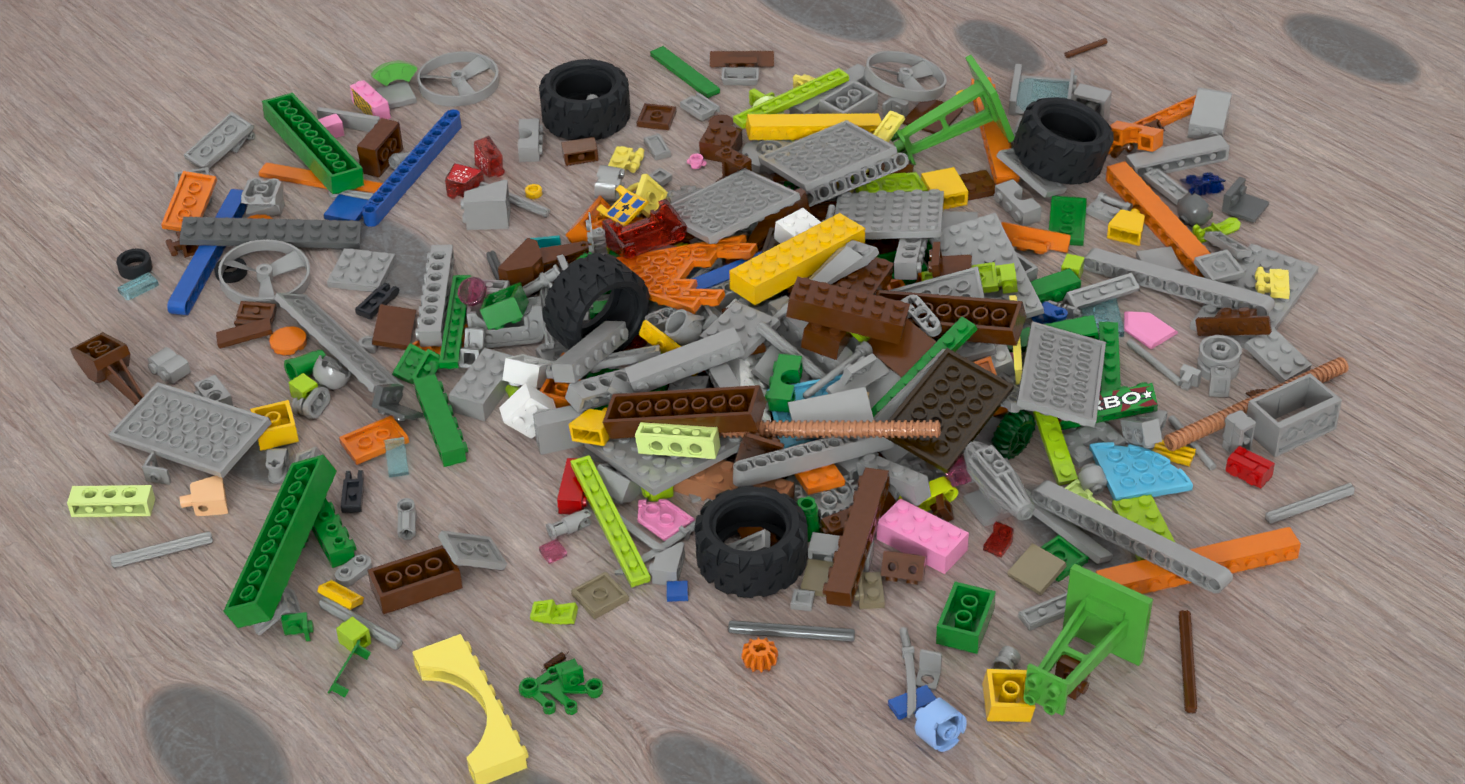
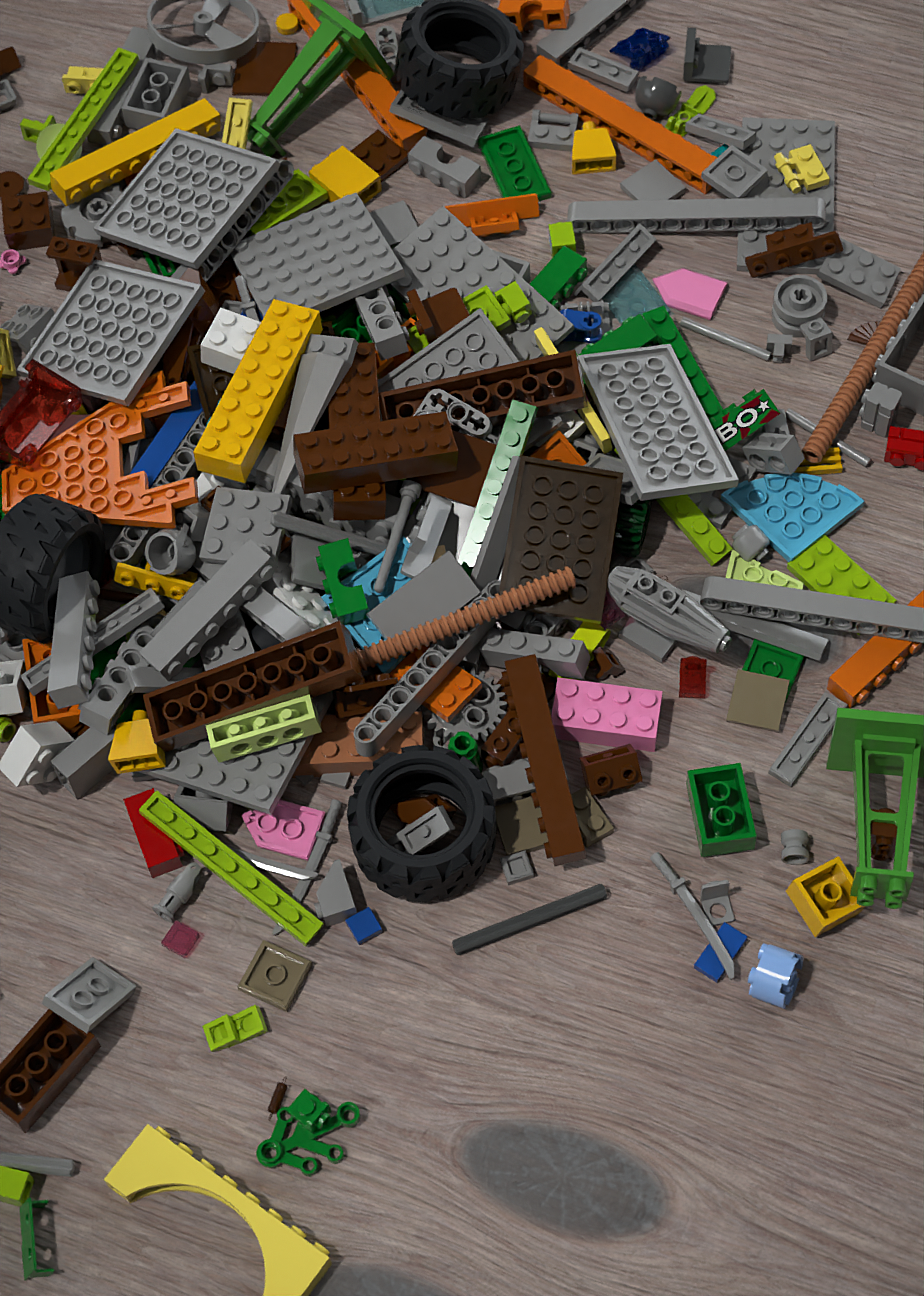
camera: 25 degrees left, 20 degrees up
(759, 654) = (525, 969): orange gear -> none

